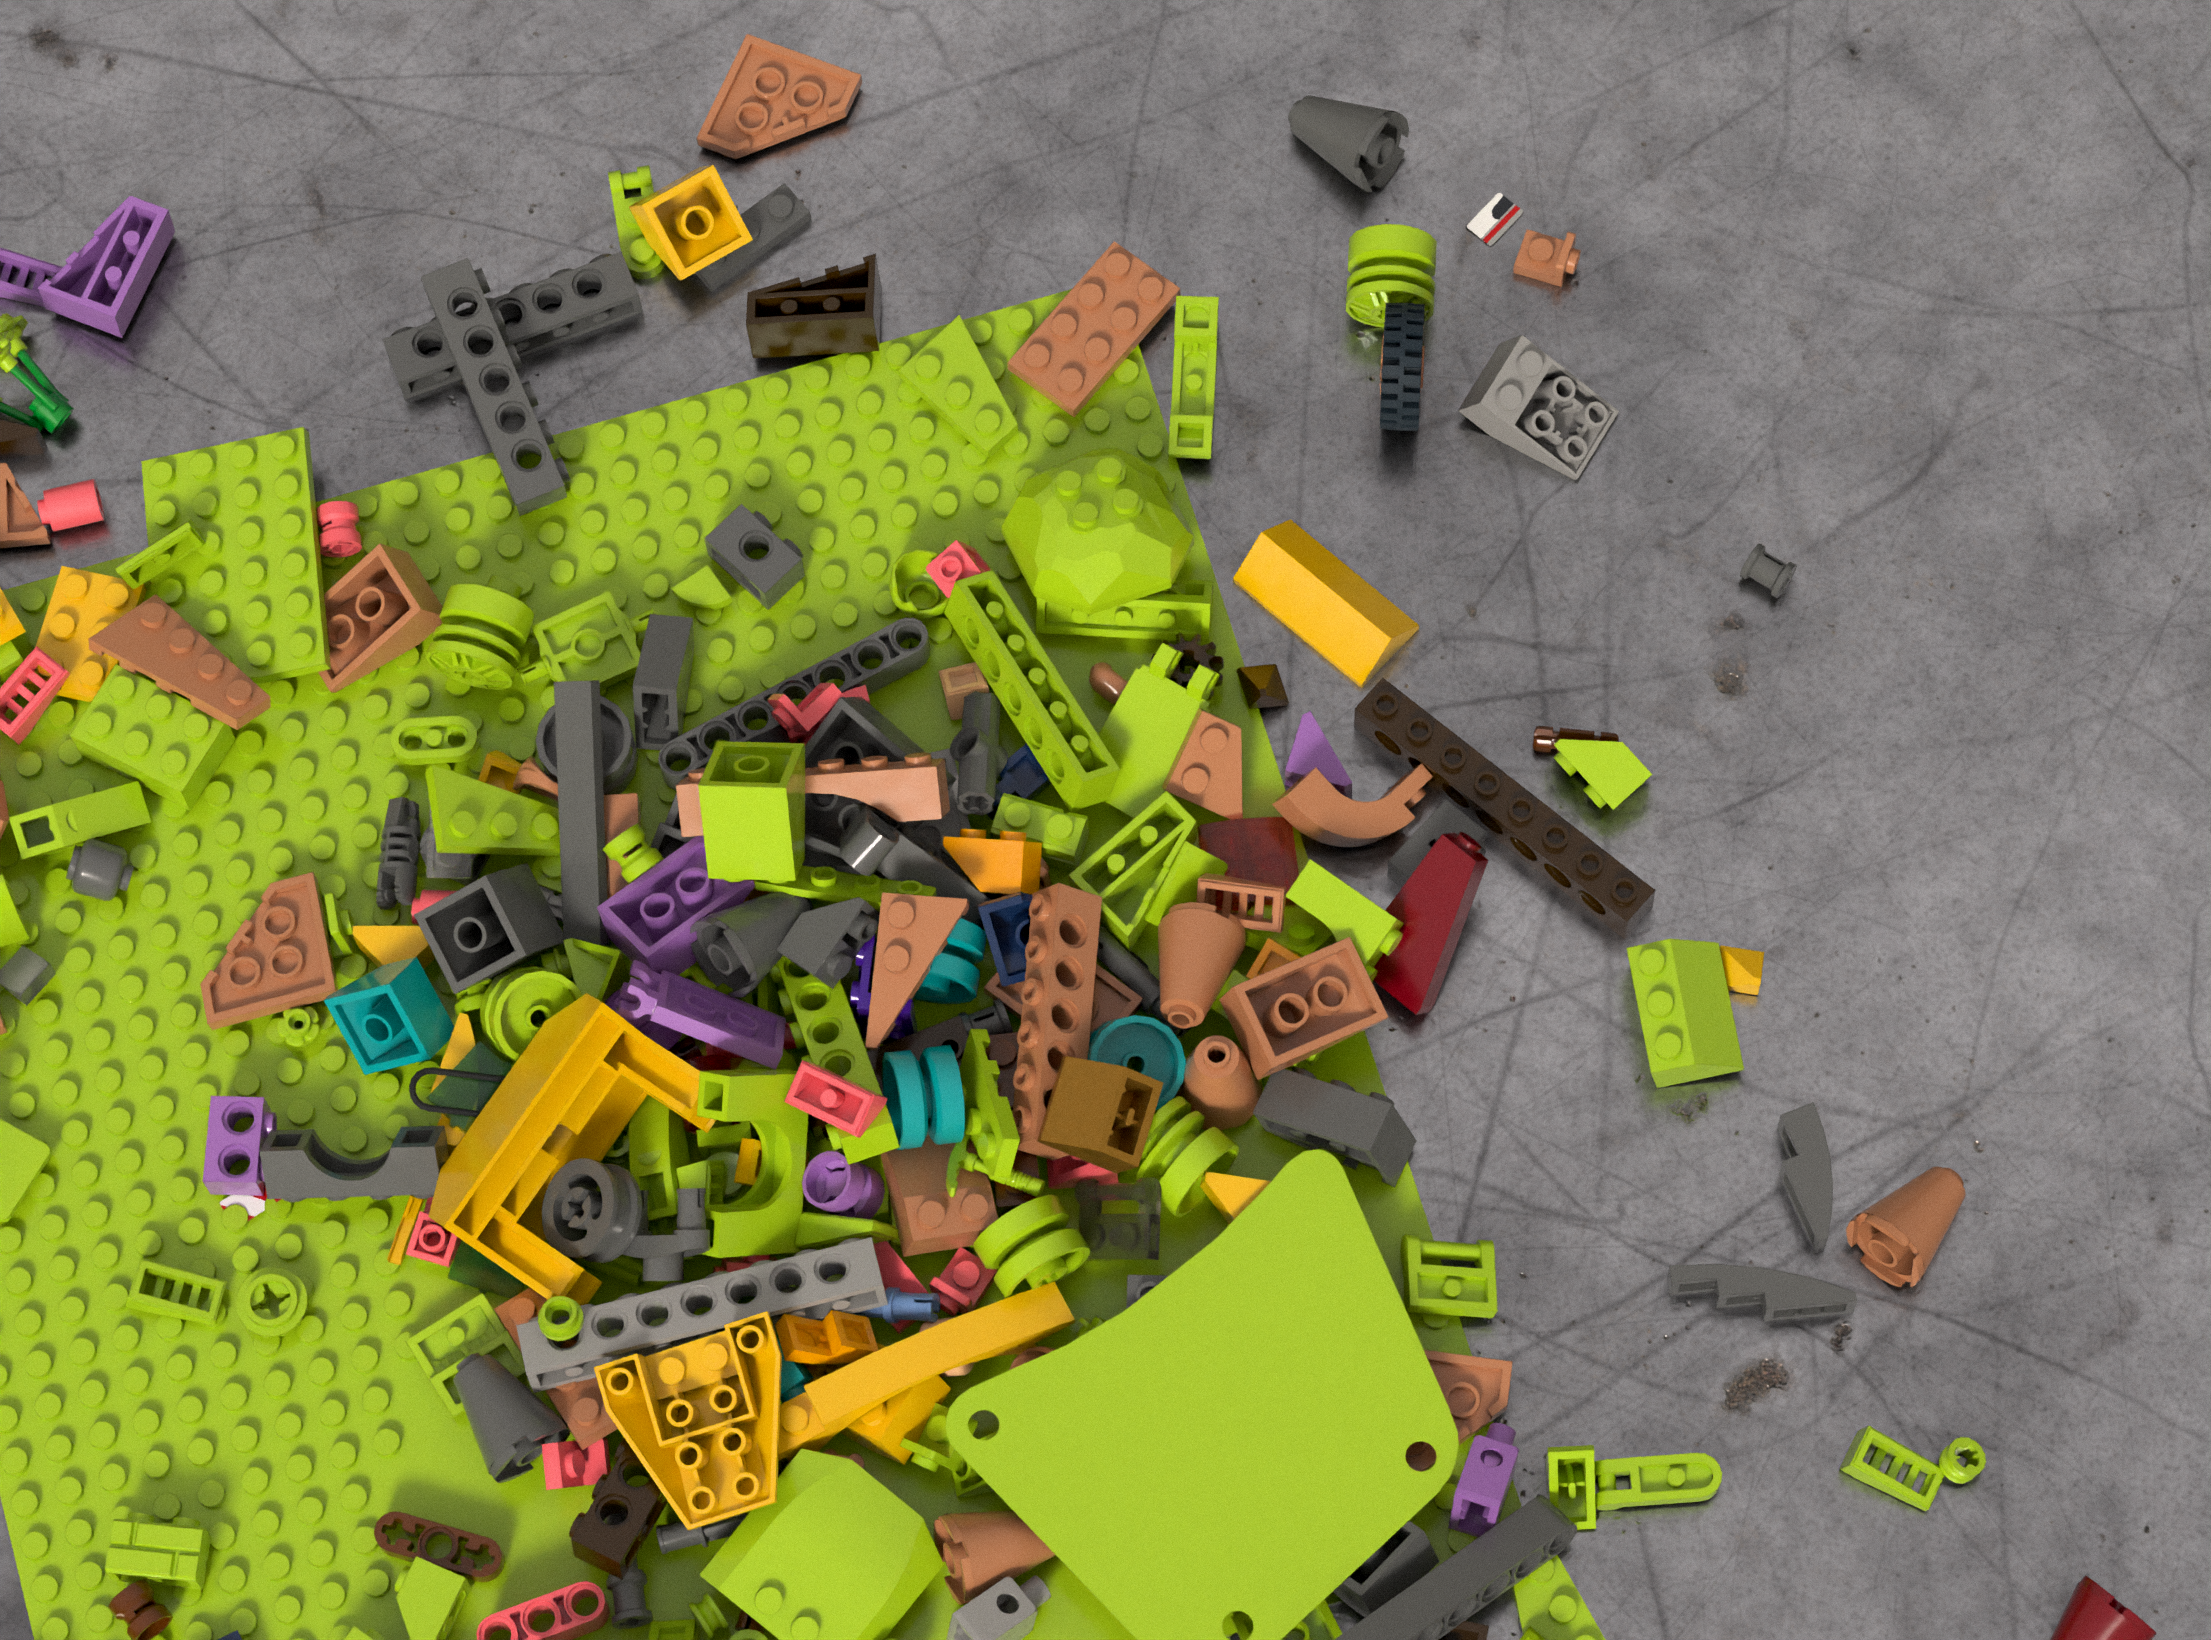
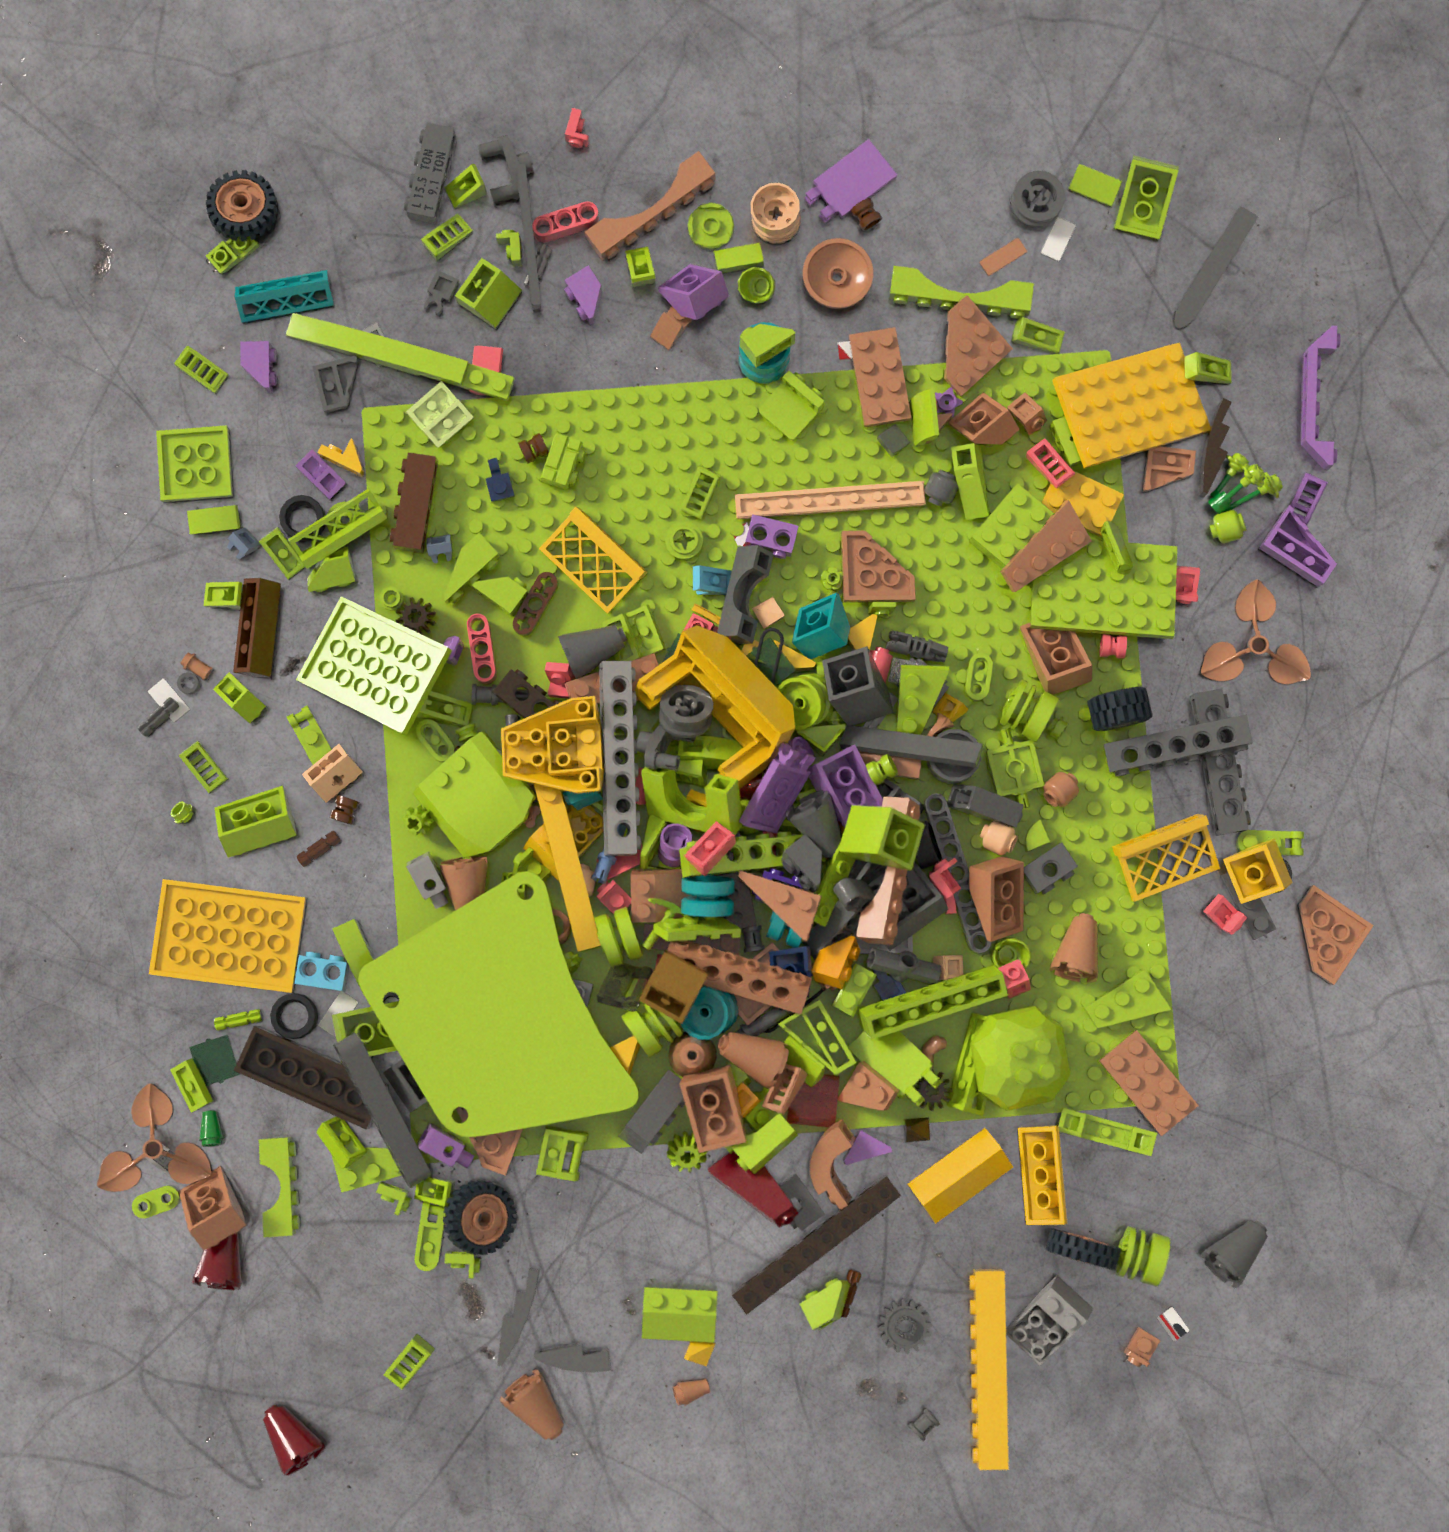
camera: 95 degrees right, 15 degrees up
(71, 505) = (1161, 505): coral brick -> none
(92, 389) = (1228, 526): none -> lime head
(153, 1063) = (830, 500): none -> light nougat tile
(203, 432) = (1187, 584): none -> coral bracket
(303, 1436) = (602, 541): none -> yellow fence
(316, 251) = (1223, 662): none -> nougat plant
(340, 1234) = (710, 580): none -> medium azure slope
(380, 1123) = (768, 613): none -> light nougat slope
(449, 487) = (1120, 708): none -> black wheel
(558, 1307) = (634, 684): lime plate -> none
(610, 563) = (1061, 789): none -> nougat head
(662, 385) = (1161, 837): none -> yellow fence
(717, 647) = (999, 838): none -> light nougat head
(780, 261) = (1225, 915): none -> coral bracket
(817, 315) = (1187, 931): dark brown wedge -> none
(818, 623) = (998, 896): none -> nougat slope
(834, 1340) = (589, 822): light orange slope -> none
(890, 476) = (1078, 951): none -> nougat cone
(1291, 463) = (1042, 1175): none -> yellow slope
(1393, 1058) = (680, 1158): none -> lime gear
(1595, 1567) = (391, 1192): none -> lime bracket
(1599, 1388) = (463, 1215): none -> wheel
(1605, 656) = (895, 1317): none -> dark grey gear
(1644, 484) = (990, 1369): none -> yellow brick
(1684, 1416) = (459, 1259): none -> lime bracket
(1816, 969) = (690, 1391): none -> nougat cone
(1975, 1460) = (406, 1406): lime bush -> none

